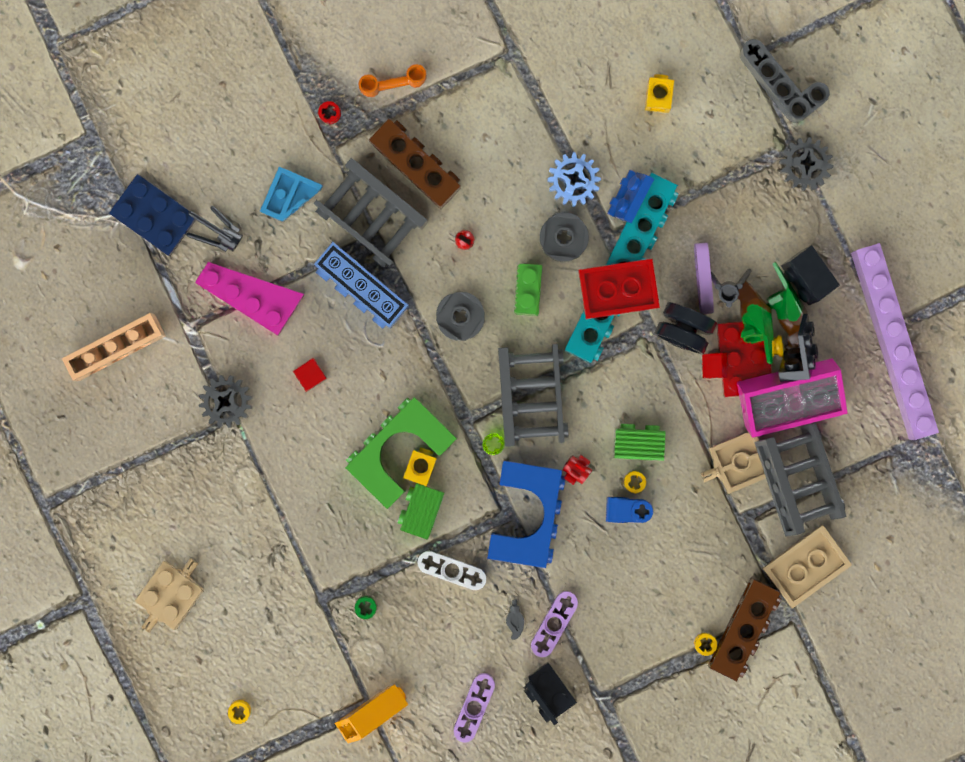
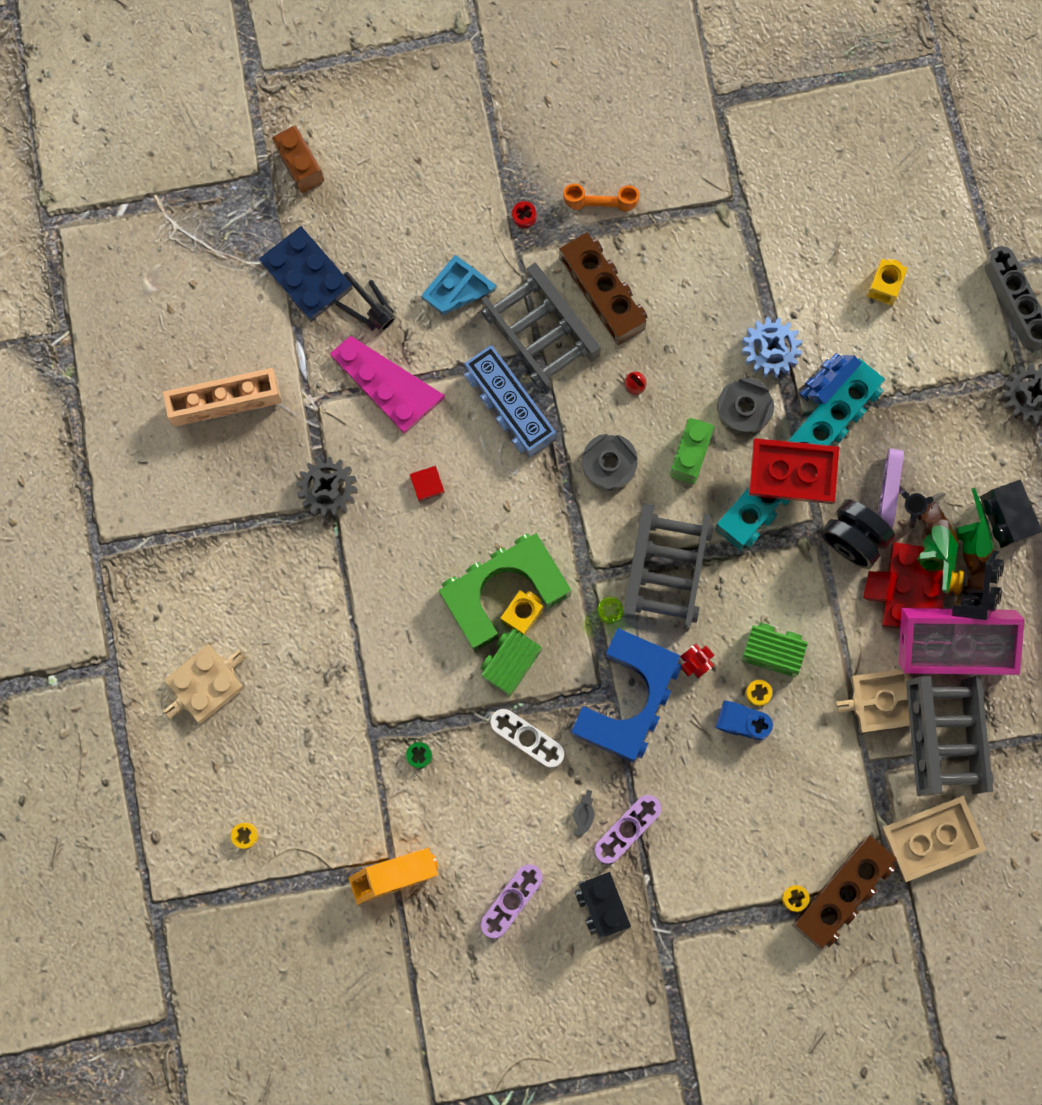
camera: 15 degrees right, 10 degrees down
(117, 114) = (298, 159): none -> dark orange brick

